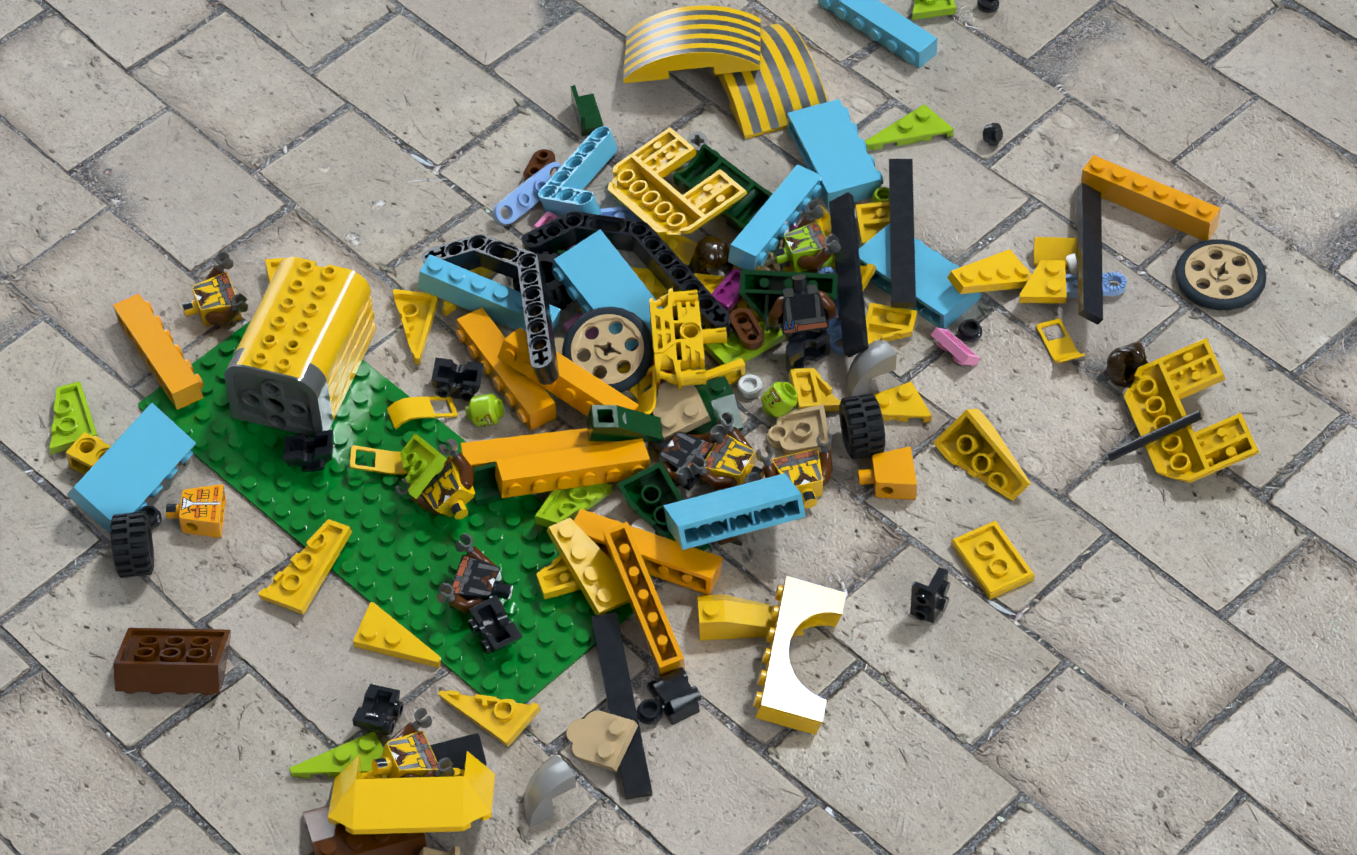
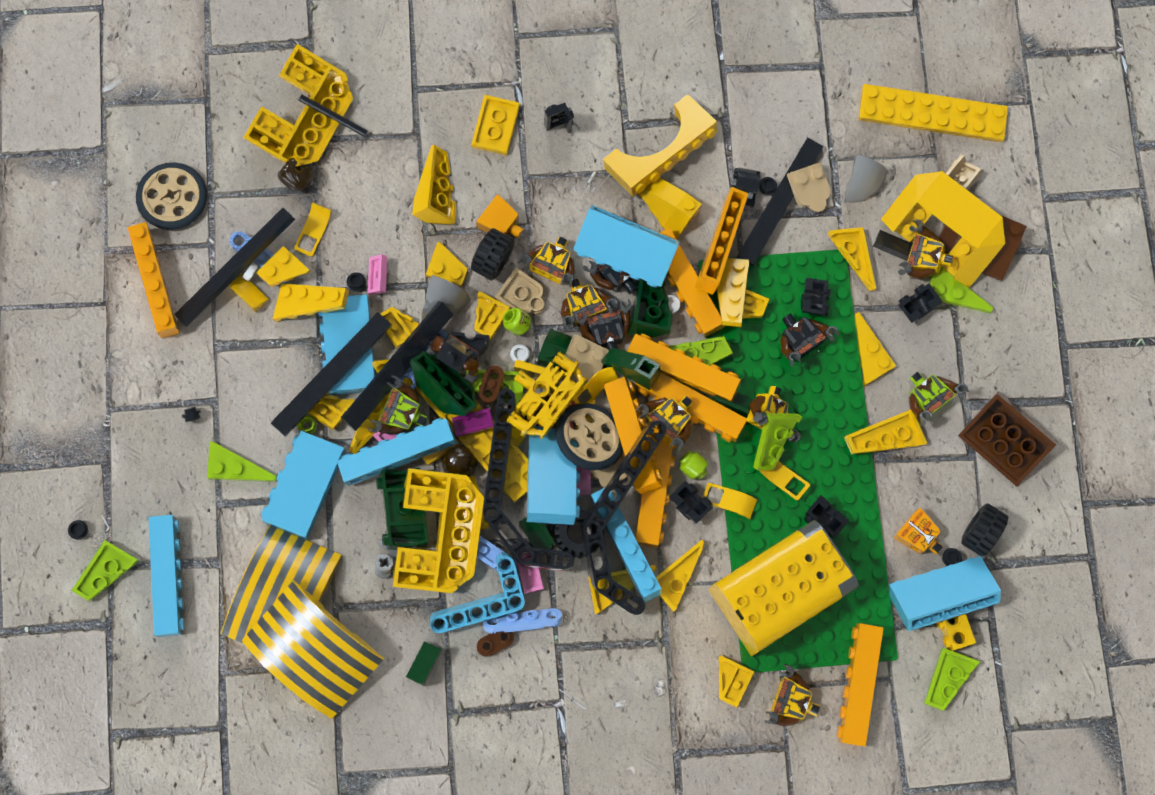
camera: 150 degrees left, 25 degrees up
(290, 634) = (932, 394): none -> torso
(542, 408) = (673, 415): none -> torso

